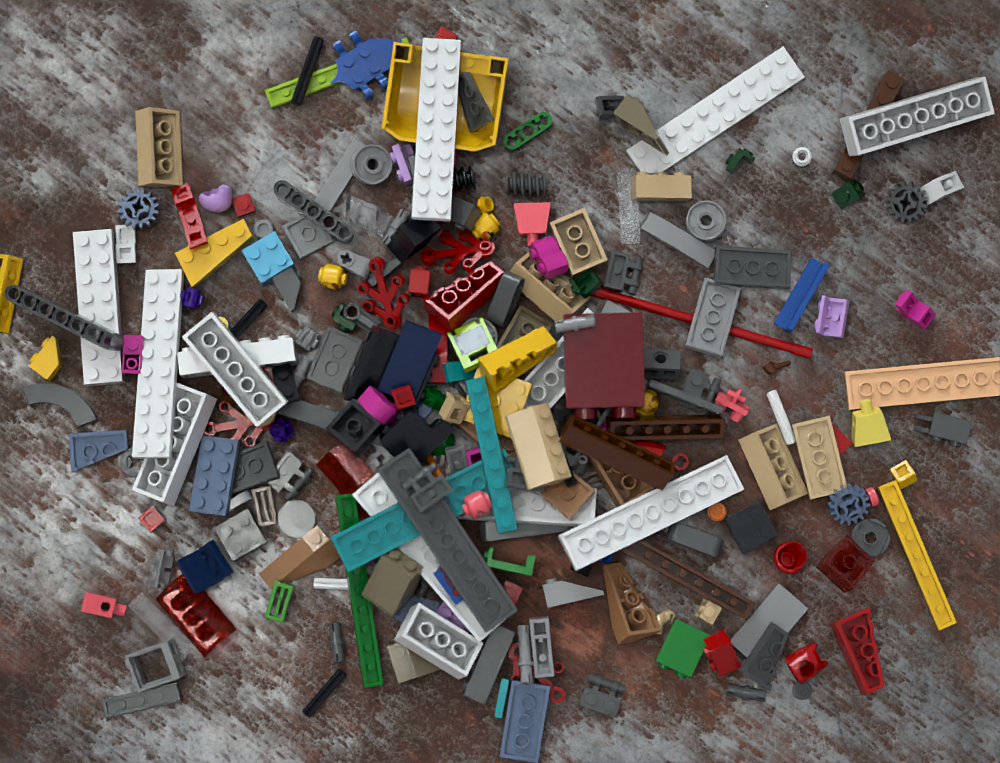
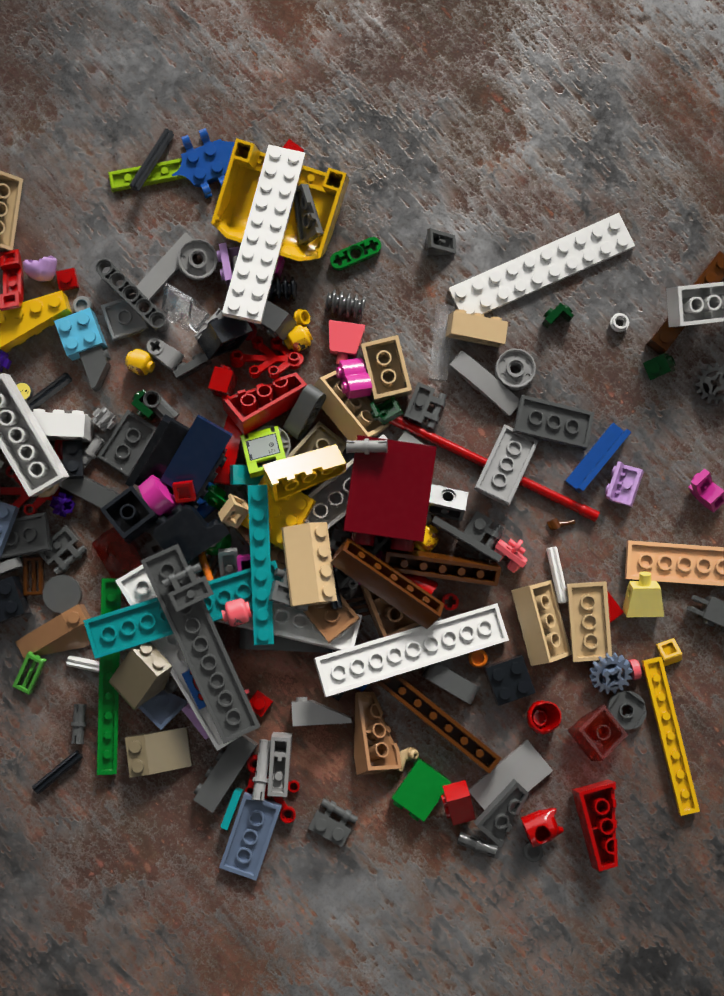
camera: 10 degrees right, 0 degrees up
(384, 296) = (186, 389): red plant -> none
(438, 641) = (177, 742): white brick -> none
(525, 570) = (252, 675): green panel -> none
(636, 120) = (463, 261): dark tan slope -> none
(708, 611) = (452, 757): tan brick -> none

